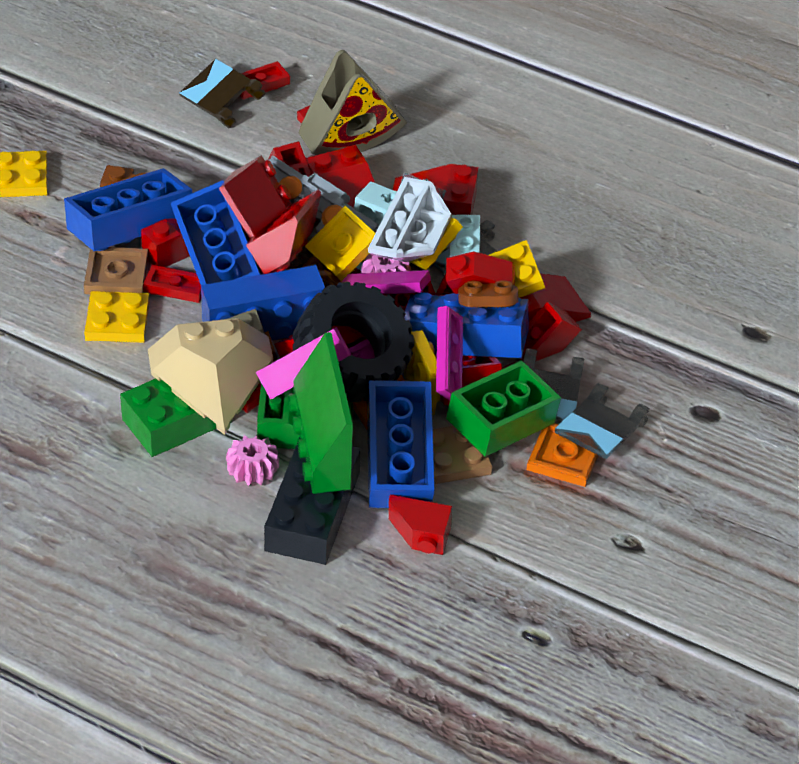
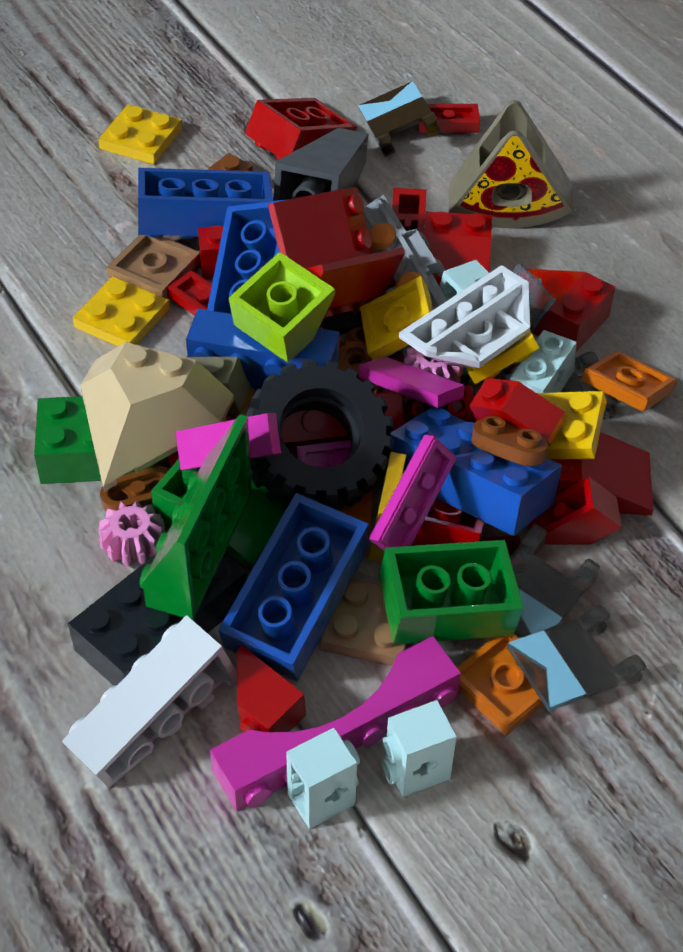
camera: 30 degrees right, 5 degrees up
(148, 128) = (292, 123): none -> red slope
(202, 153) = (322, 165): none -> dark grey slope
(242, 424) = (132, 488): none -> dark orange plate
(275, 258) = (281, 306): none -> lime slope
(352, 552) = (150, 701): none -> white wedge
(448, 559) = (256, 761): none -> dark pink arch
(497, 548) = (322, 777): none -> light aqua brick
(515, 229) = (629, 380): none -> orange tile
(546, 508) = (418, 748): none -> light aqua brick

